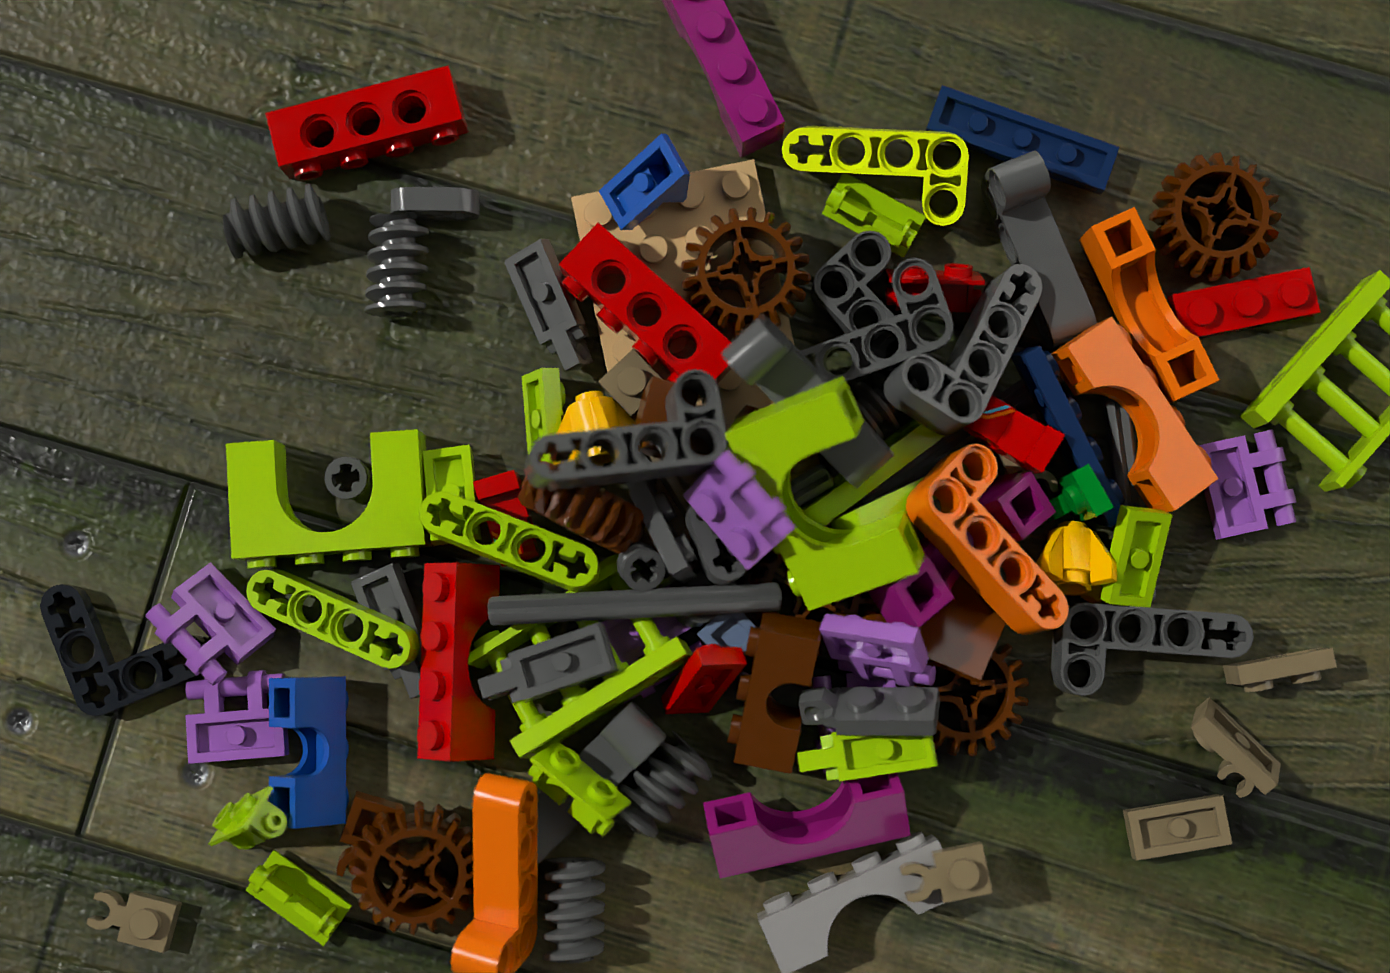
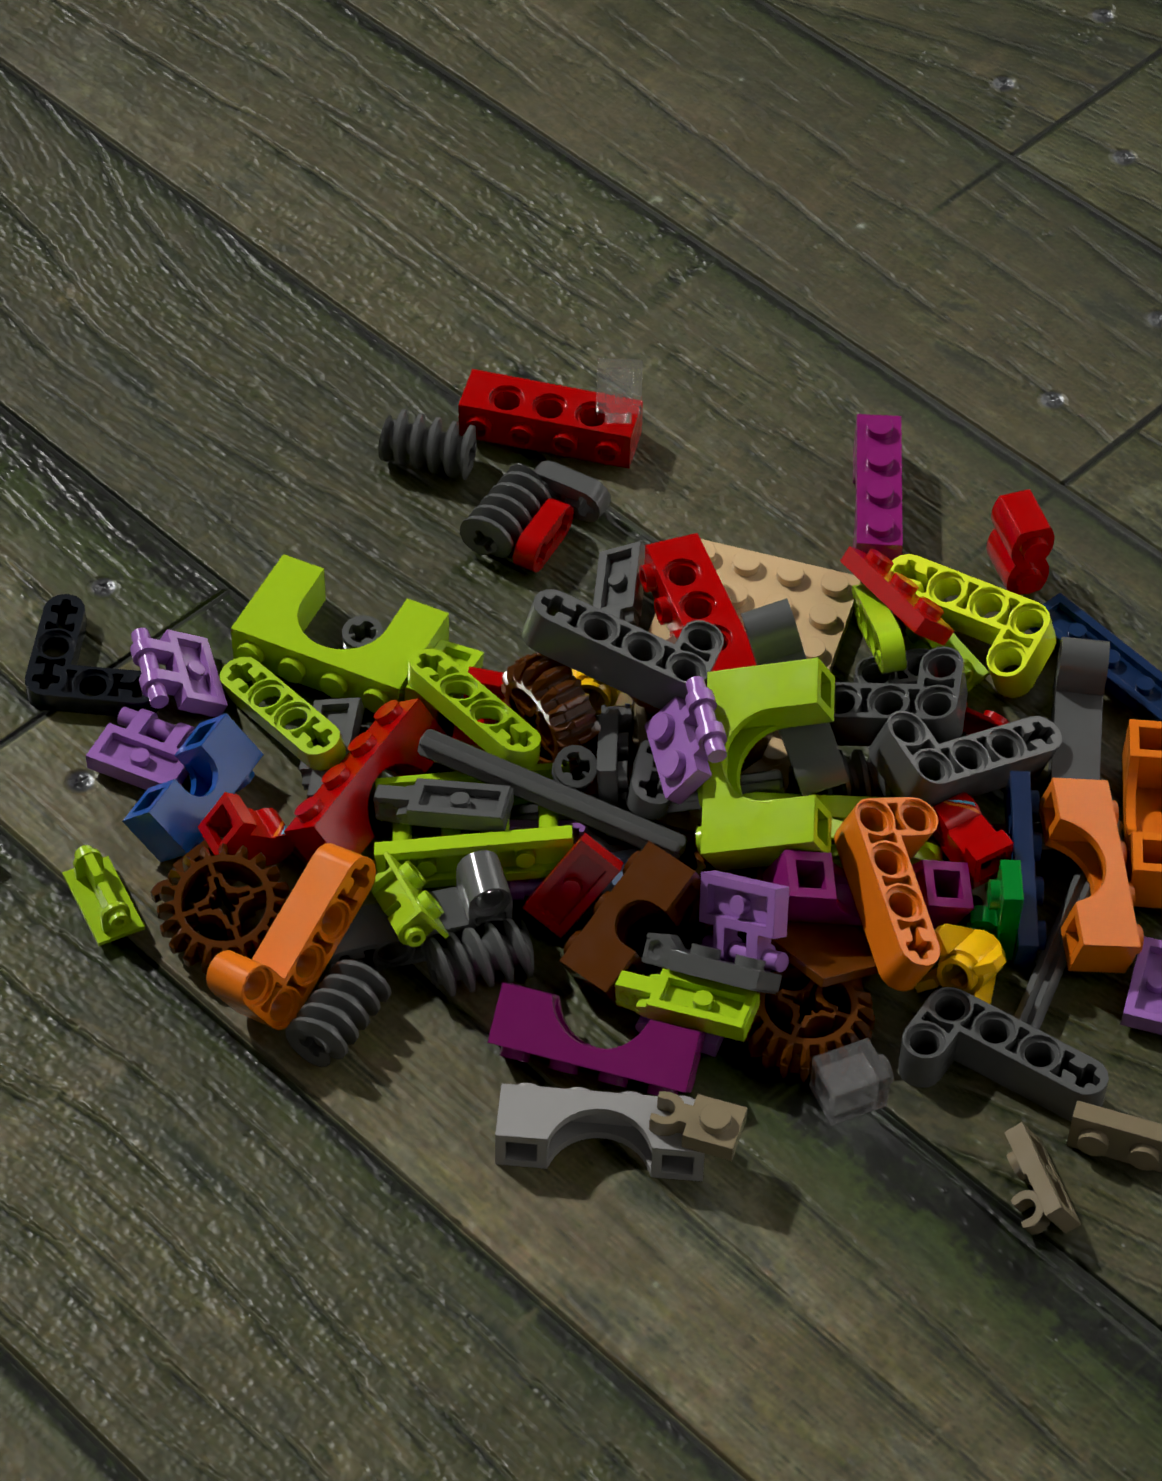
camera: 25 degrees right, 35 degrees down
(249, 821) = (108, 806): lime hinge -> none
(383, 775) = (240, 826): none -> red leg
(430, 86) = (619, 389): none -> clear bracket
(442, 270) = (543, 535): none -> red beam
(645, 183) = (762, 528): blue slope -> none
(737, 232) = (826, 618): reddish brown gear -> none
(815, 236) = (879, 630): none -> lime beam
(816, 193) = (898, 594): none -> red plate
(886, 54) = (1020, 542): none -> red brick
(1036, 734) = (851, 1081): none -> clear brick
(1138, 553) = (1029, 970): lime plate -> none
(1177, 827) = (946, 1219): dark tan plate -> none

